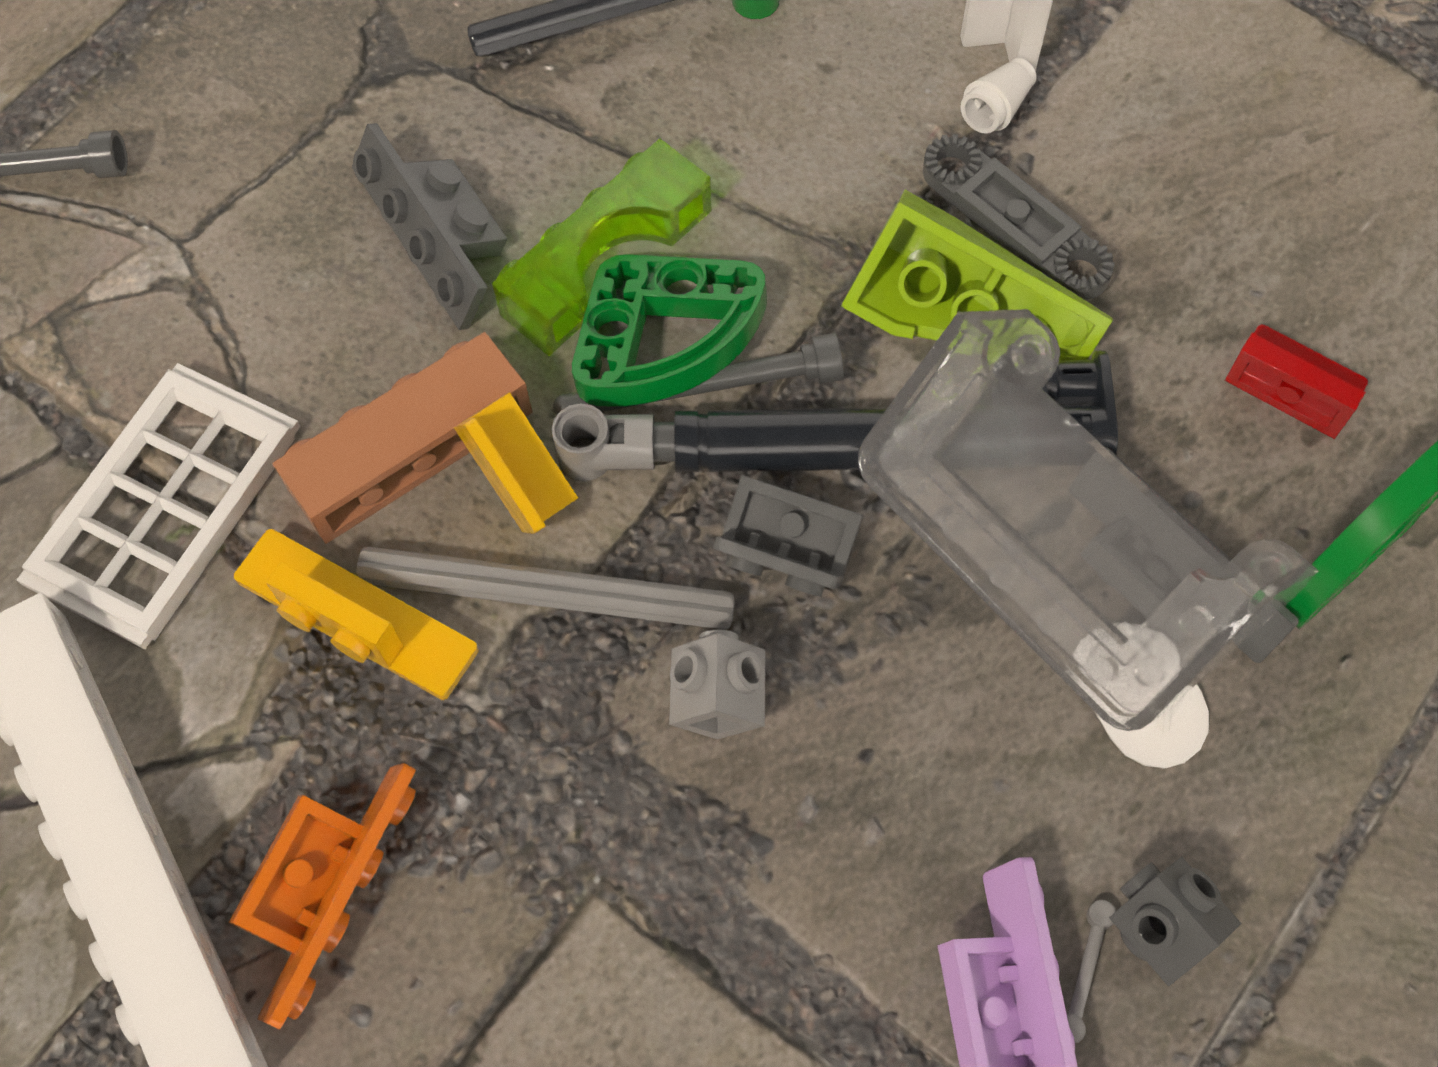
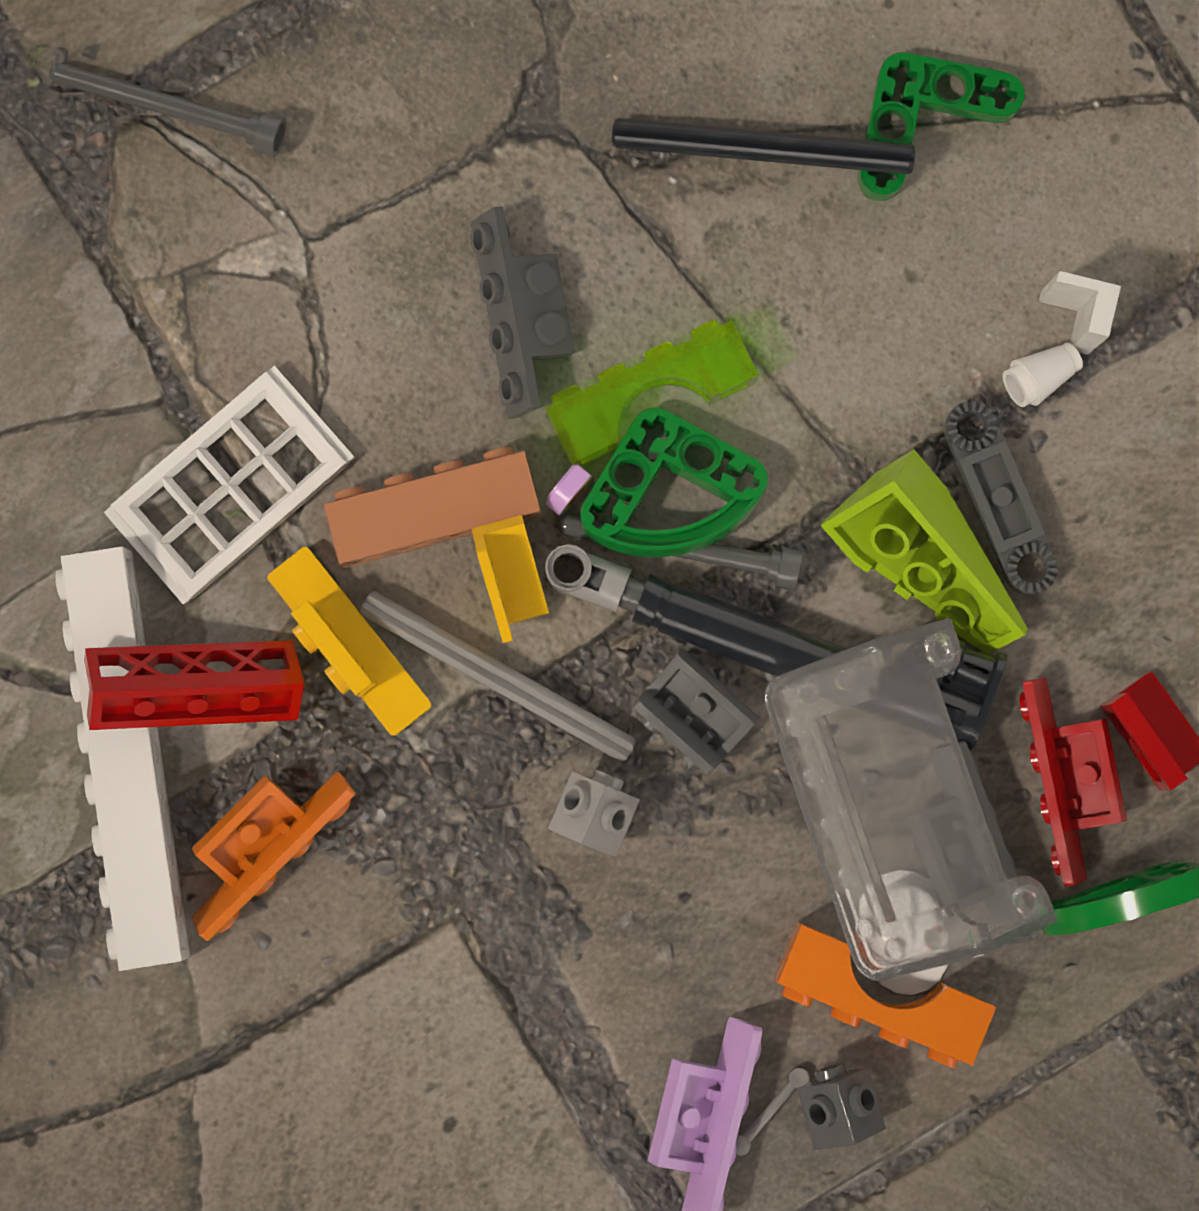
camera: 20 degrees right, 20 degrees up
(167, 718) = (197, 692): none -> red fence
(552, 362) = (568, 489): none -> lavender tile
(1069, 767) = (943, 1020): none -> orange arch
(1246, 441) = (1076, 778): none -> red bracket

